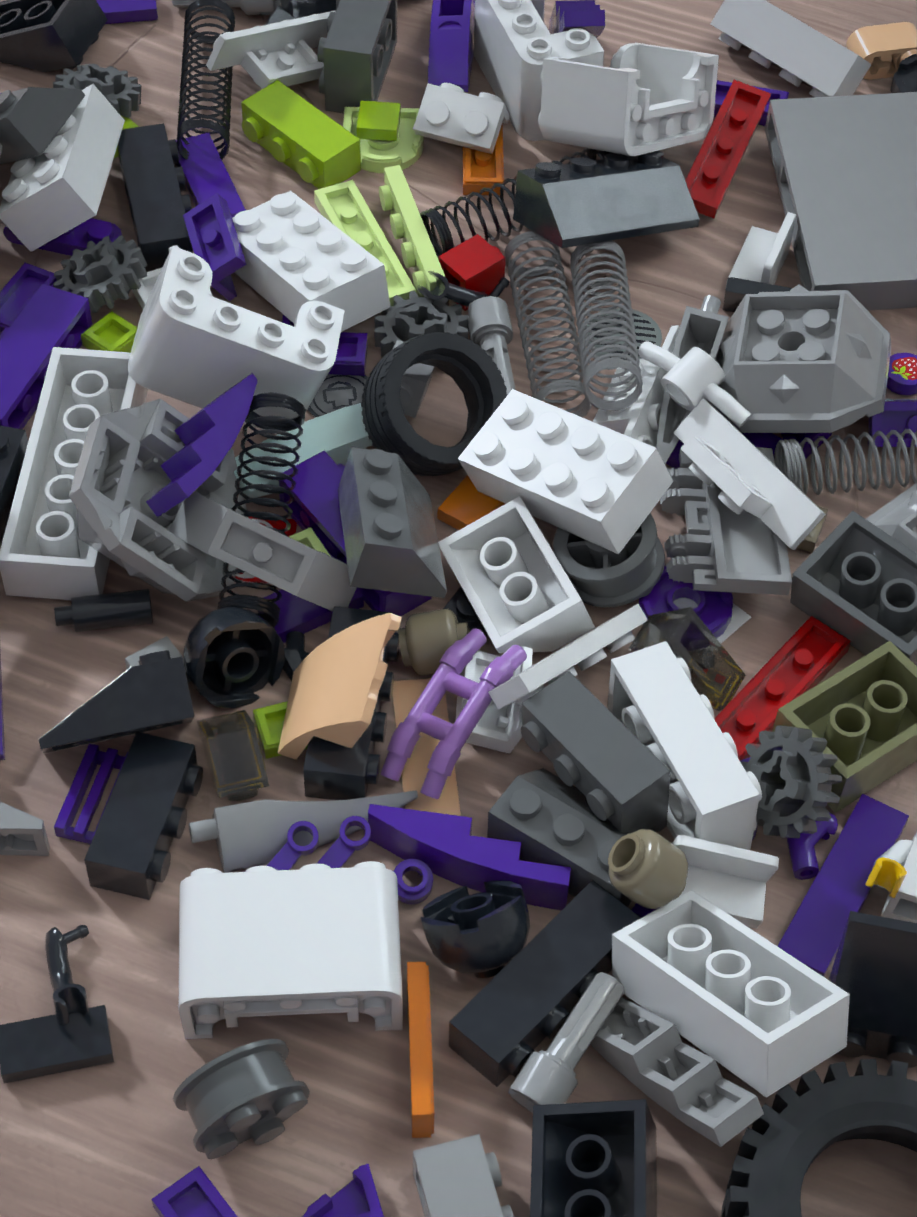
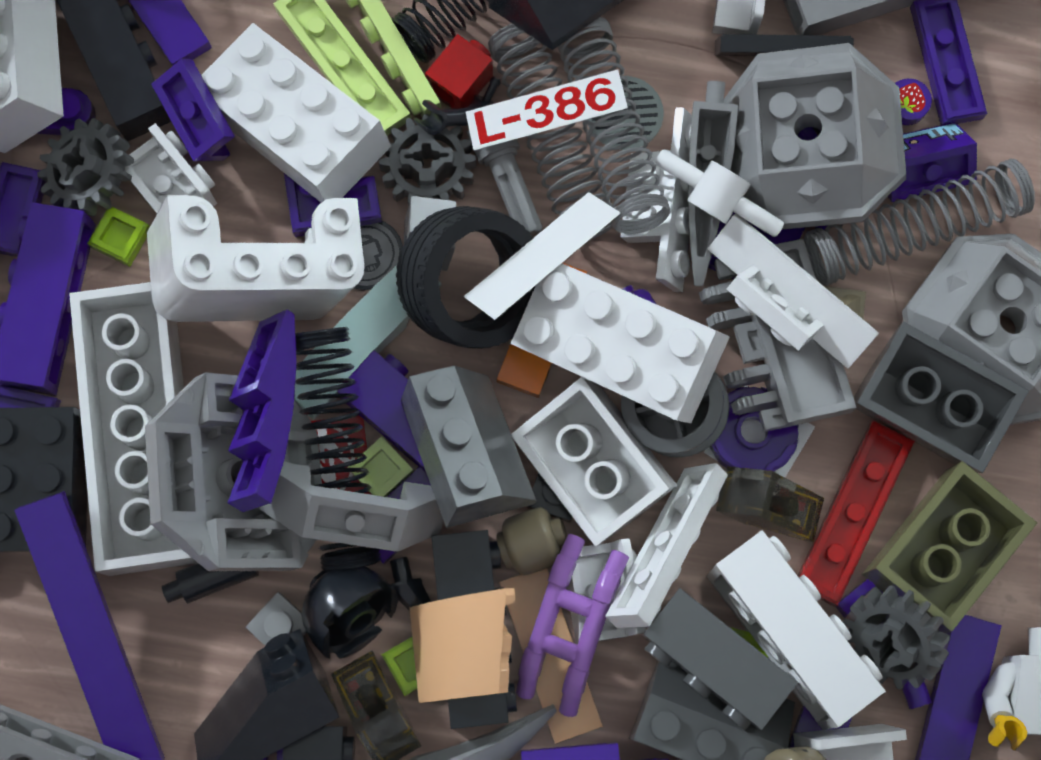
camera: 15 degrees left, 25 degrees up
(506, 386) = (541, 255): none -> white sticker
(544, 294) = (546, 110): none -> white sticker

